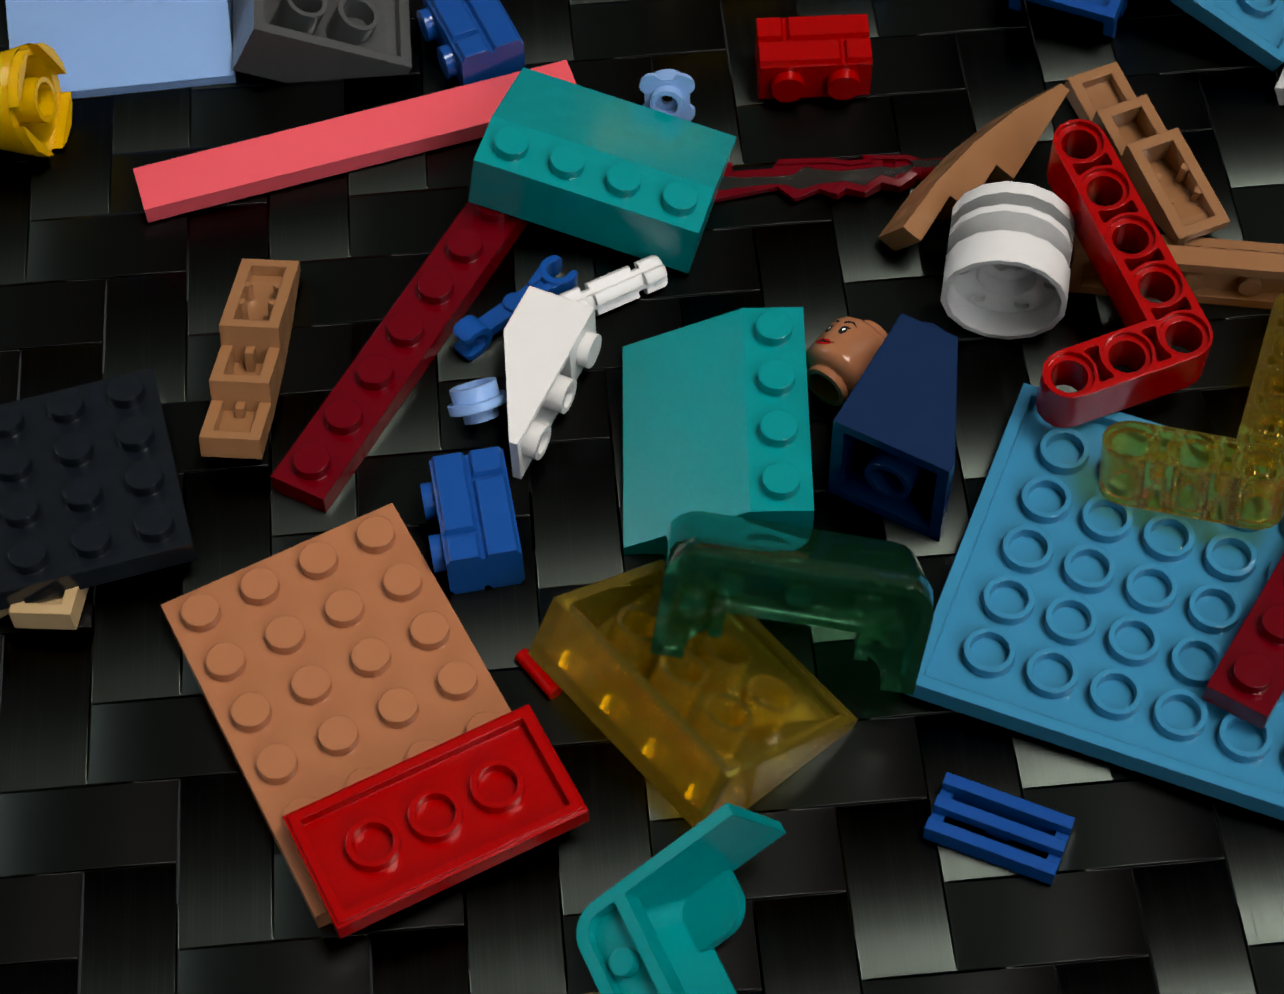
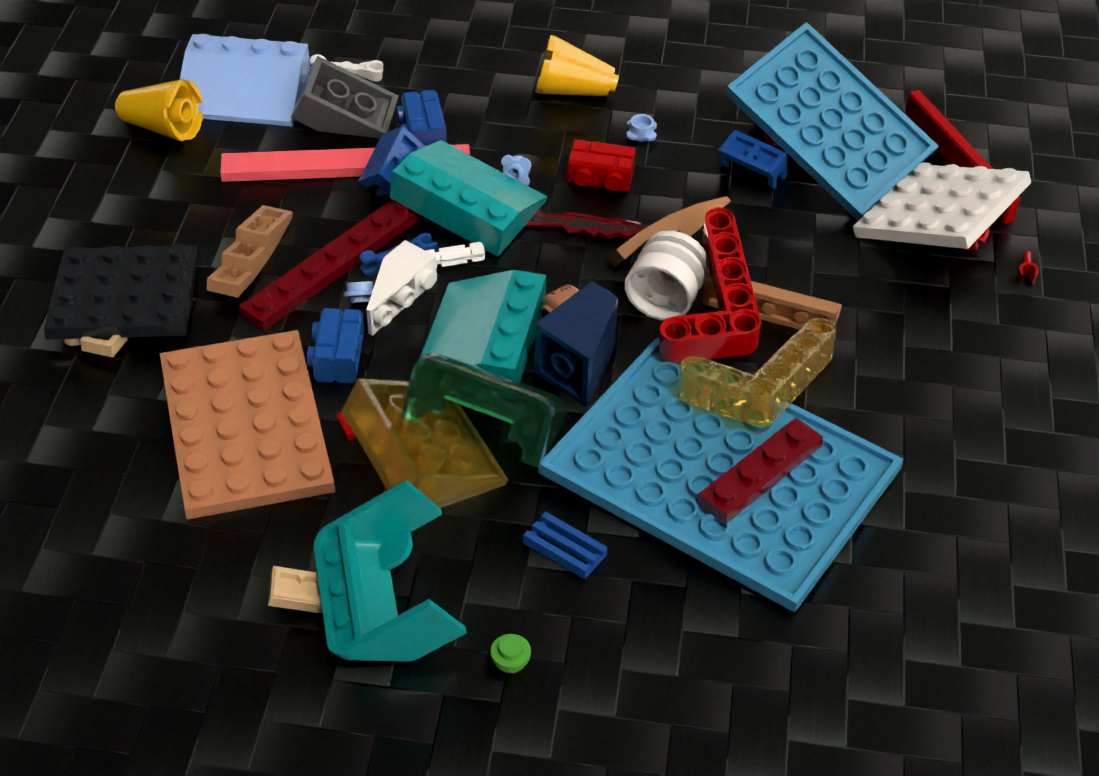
camera: 10 degrees right, 10 degrees down
(435, 820) = (262, 475): red tile -> none
(446, 125) = (387, 155): none -> blue hinge
(1154, 158) = (768, 243): medium nougat slope -> none

